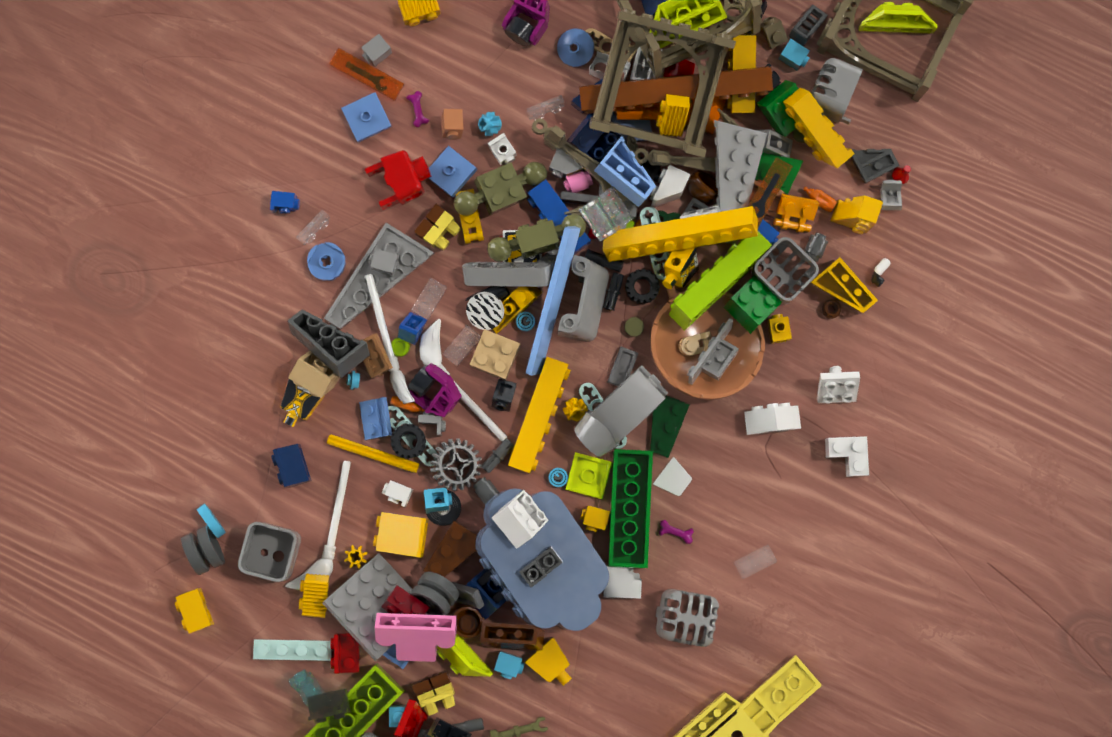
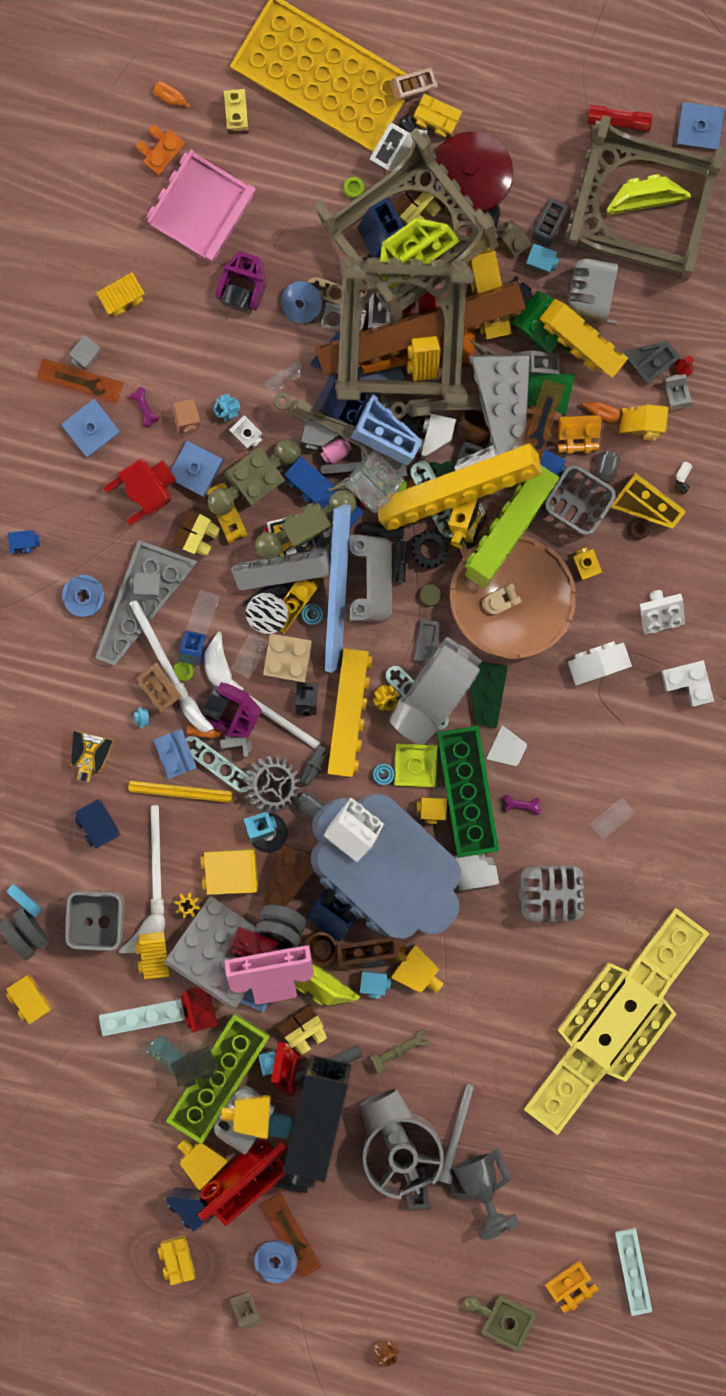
camera: 15 degrees left, 5 degrees up
(307, 235) = (57, 571): clear plate -> none
(313, 375) = (101, 720): tan brick -> none
(333, 347) = (111, 687): dark grey wedge -> none
(396, 441) = (206, 780): black tyre -> none
(397, 493) = (216, 827): white brick -> none
(469, 596) = (316, 921): flat silver tile -> none
(540, 566) = (386, 874): dark grey slope -> none
(717, 356) = (526, 609): light grey bracket -> none
(752, 304) = (552, 545): green brick -> none

